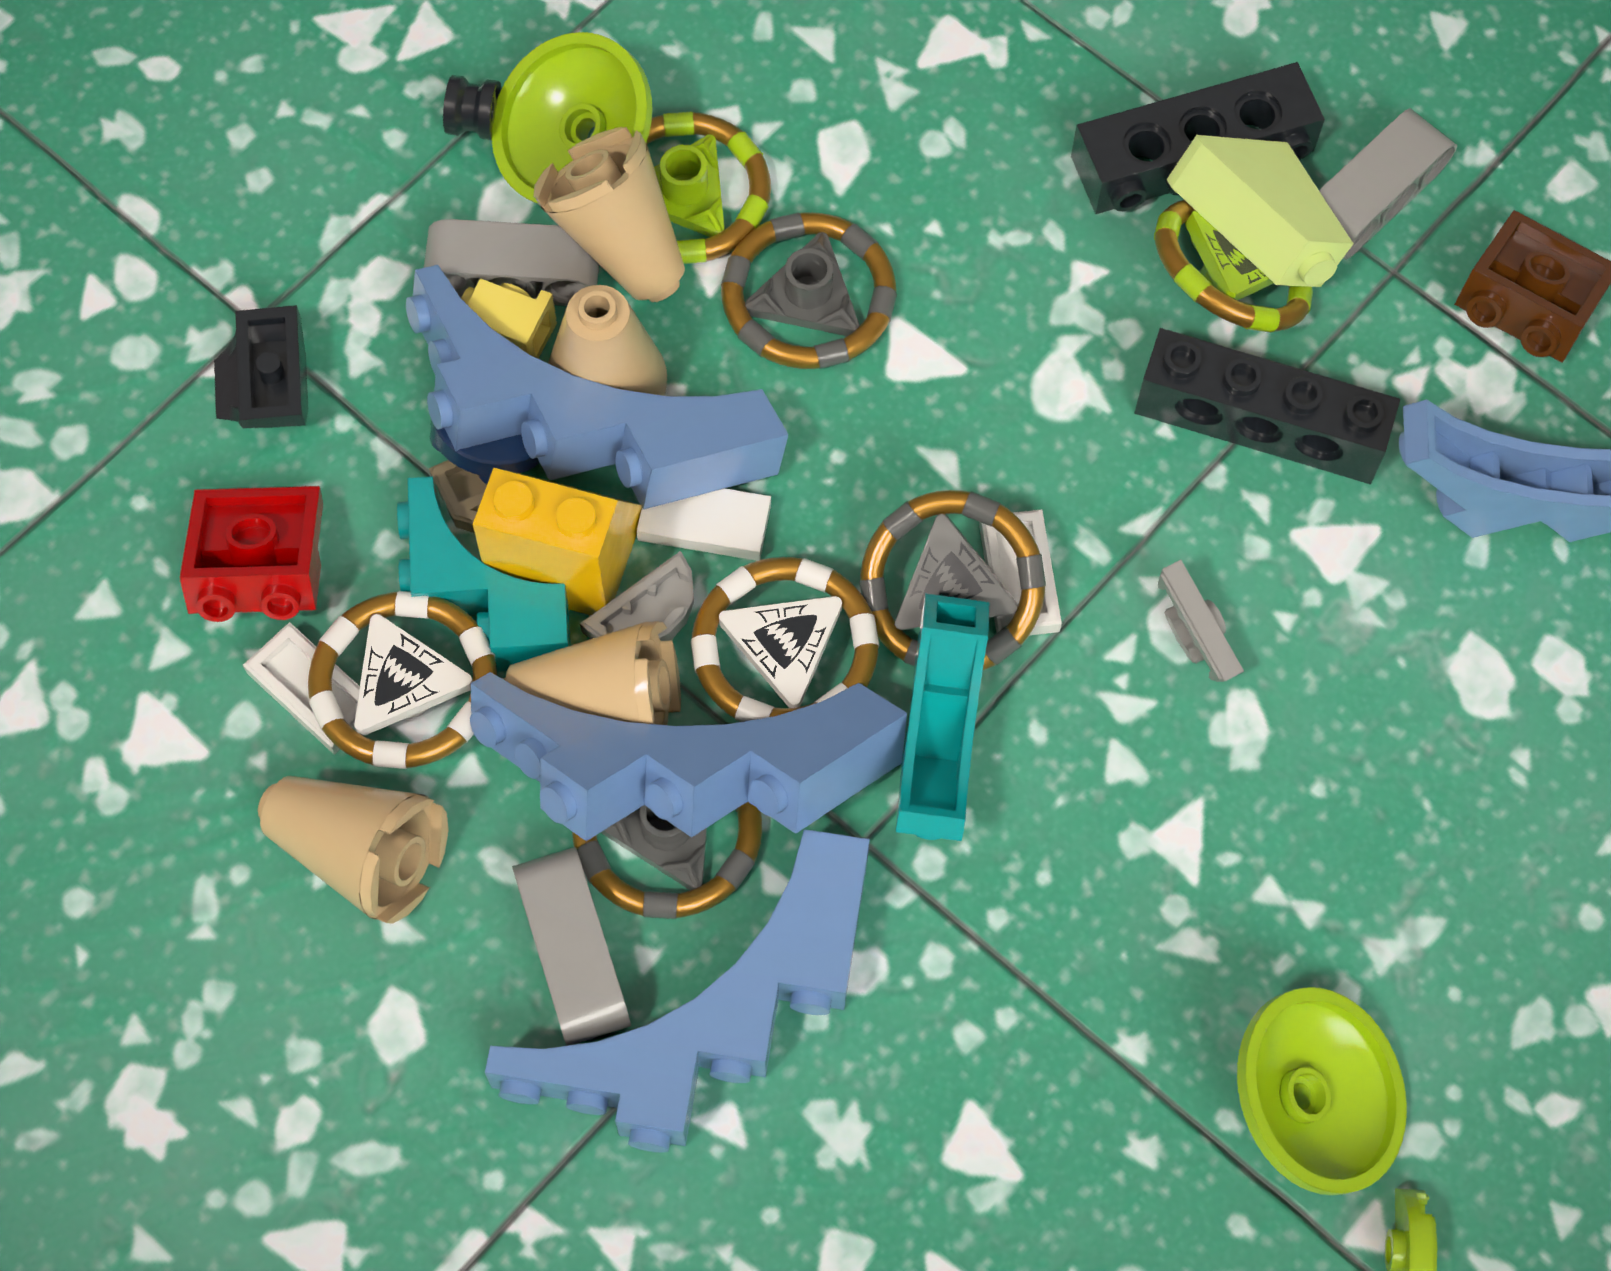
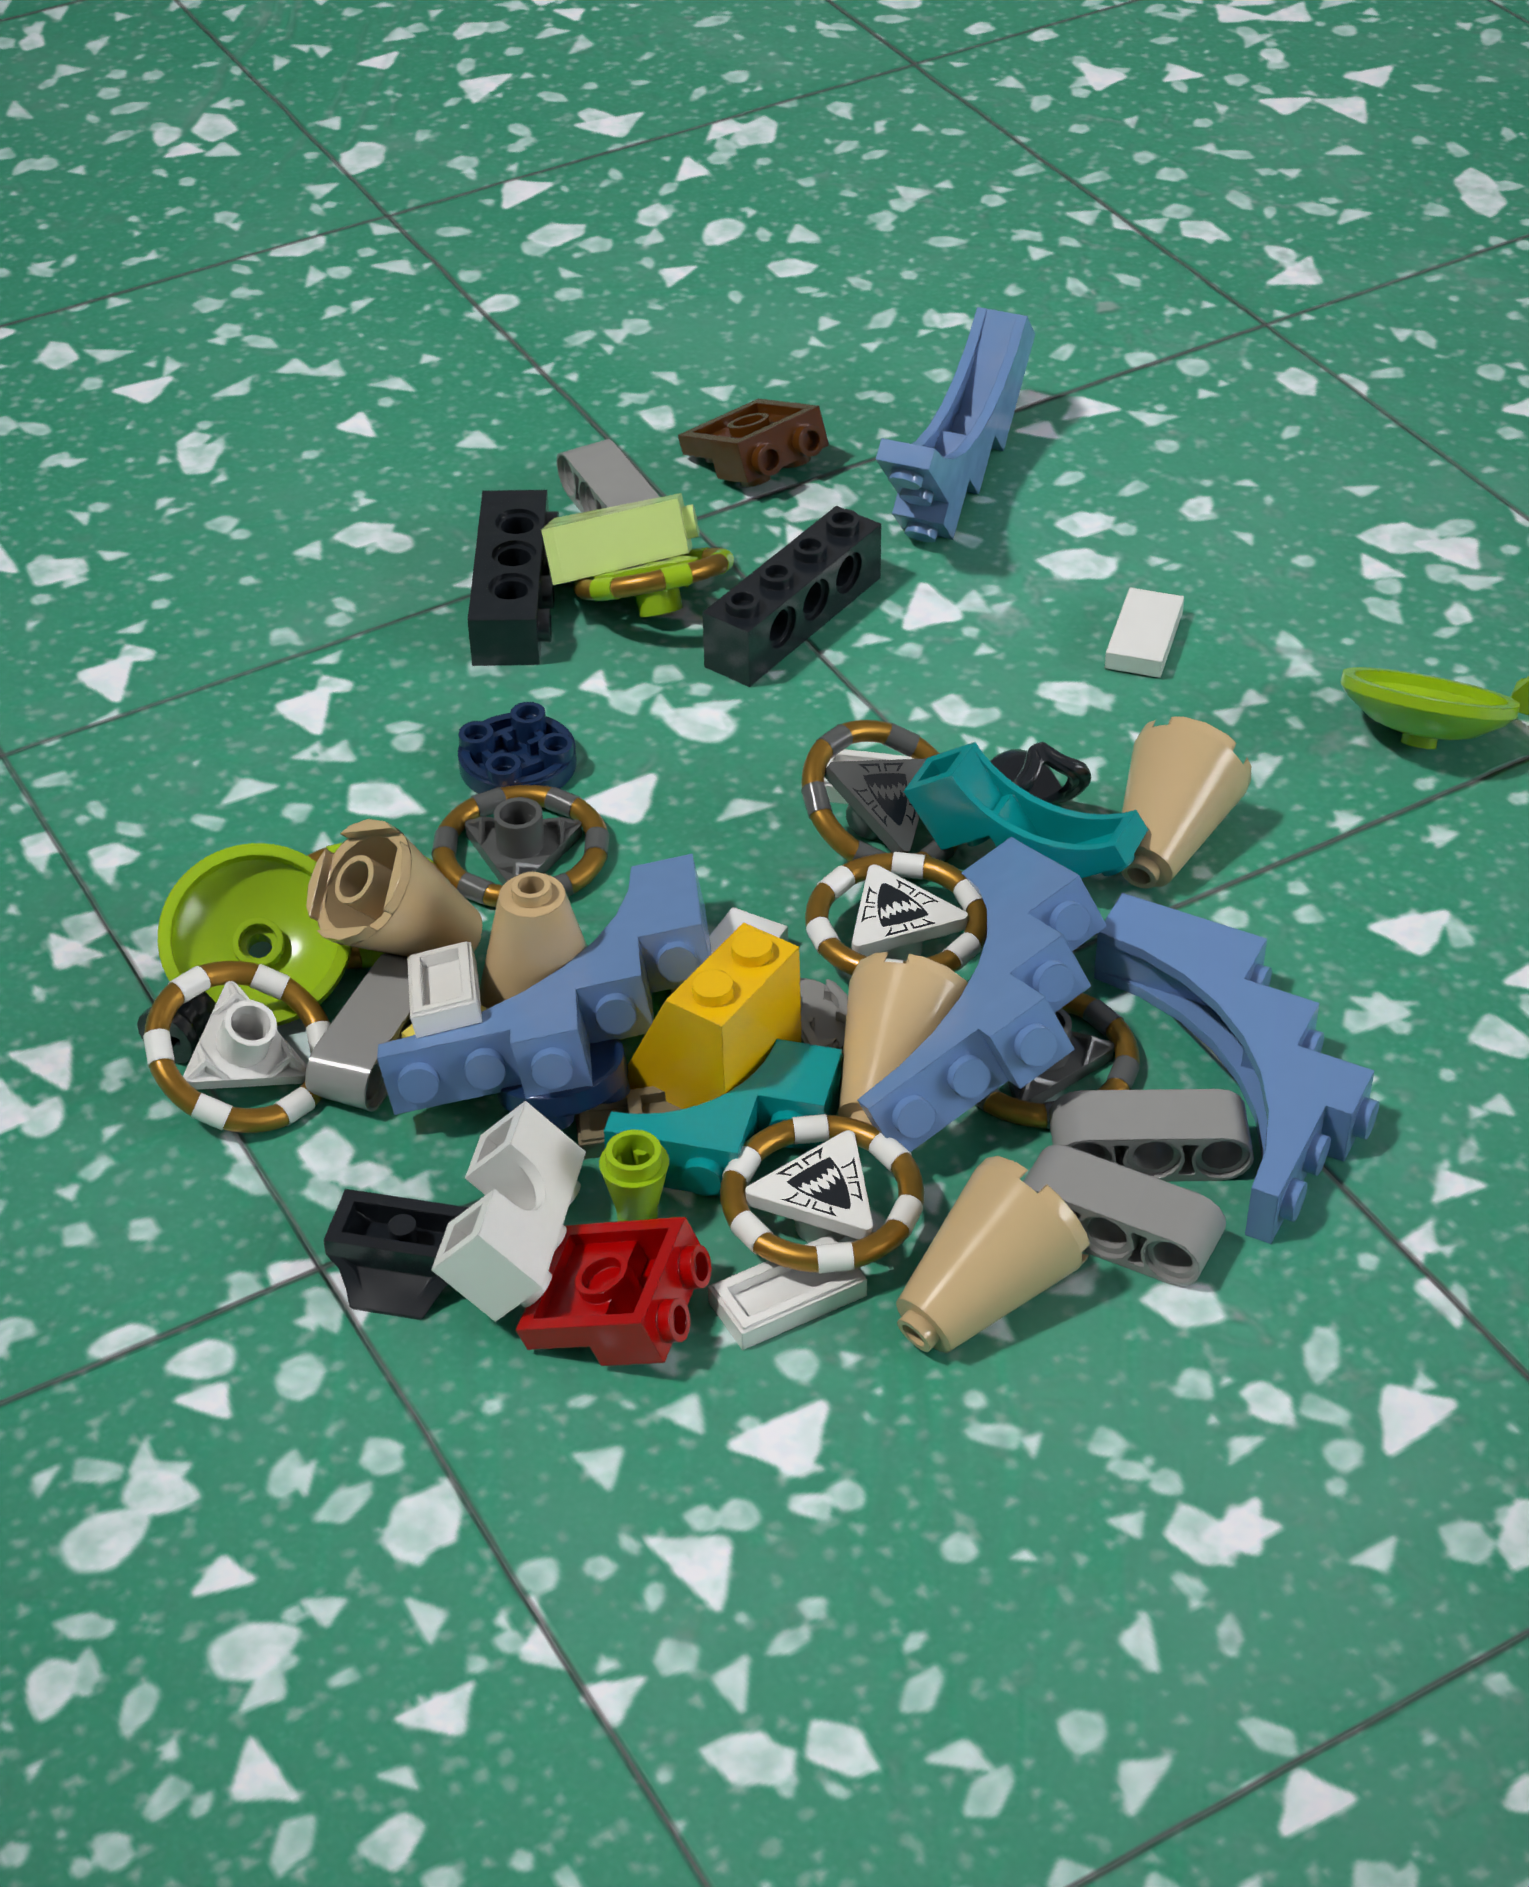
camera: 70 degrees left, 25 degrees down
(349, 444) = (506, 1240): none -> white arch
(369, 519) = (634, 1173): none -> lime cone
(446, 160) = (236, 1046): none -> white piece
(460, 940) = (1133, 1215): none -> light grey beam
(514, 290) = (443, 989): none -> white tile
(937, 241) = (516, 750): none -> dark blue tile
(1040, 860) = (1183, 788): none -> tan cone
(1055, 708) = (1033, 772): none -> black piece
(1197, 624) = (983, 679): light grey plate -> none
(1368, 772) = (1144, 632): none -> white tile

